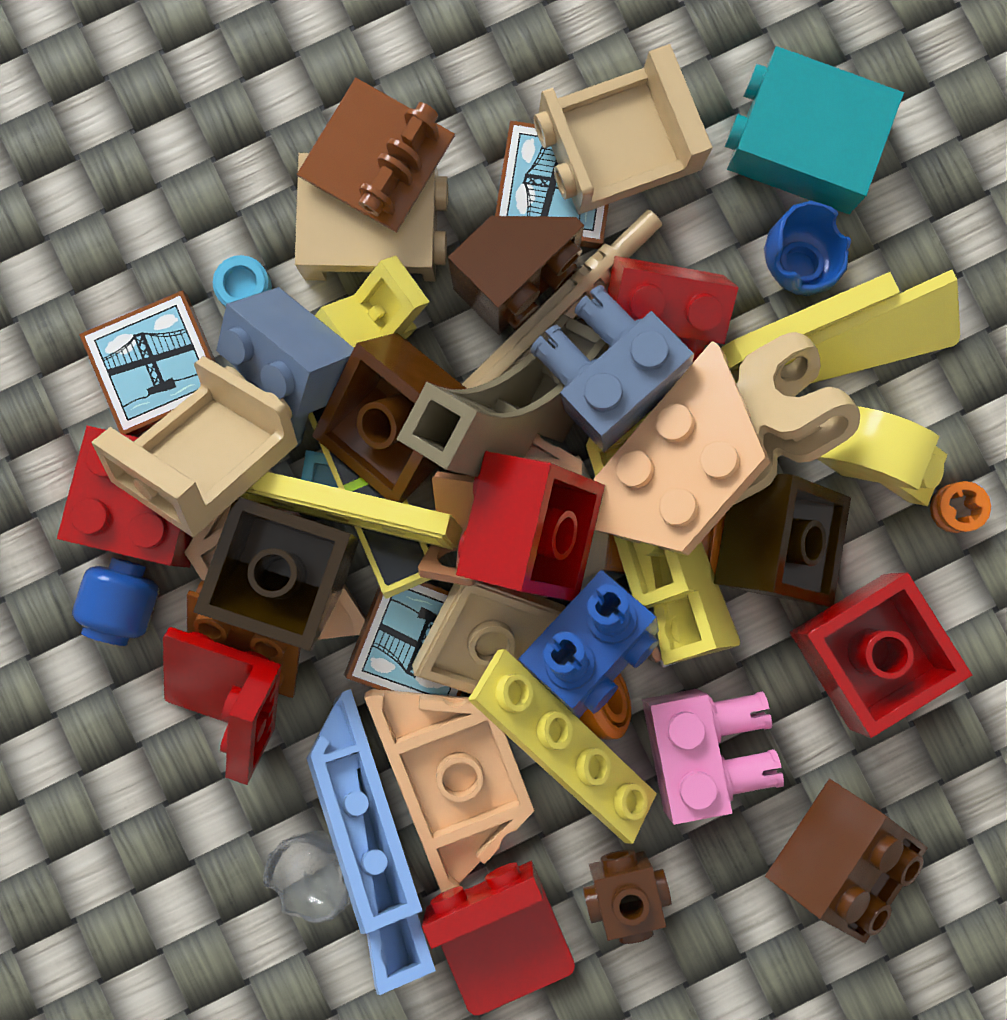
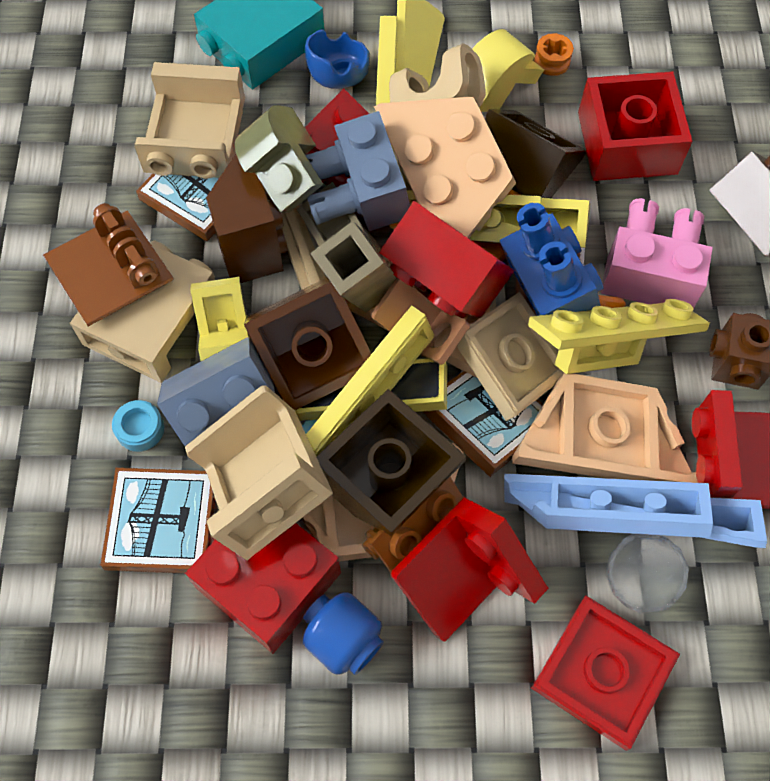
camera: 65 degrees left, 20 degrees down
(205, 871) = (606, 672): none -> red tile
(580, 254) = (276, 152): none -> olive brick

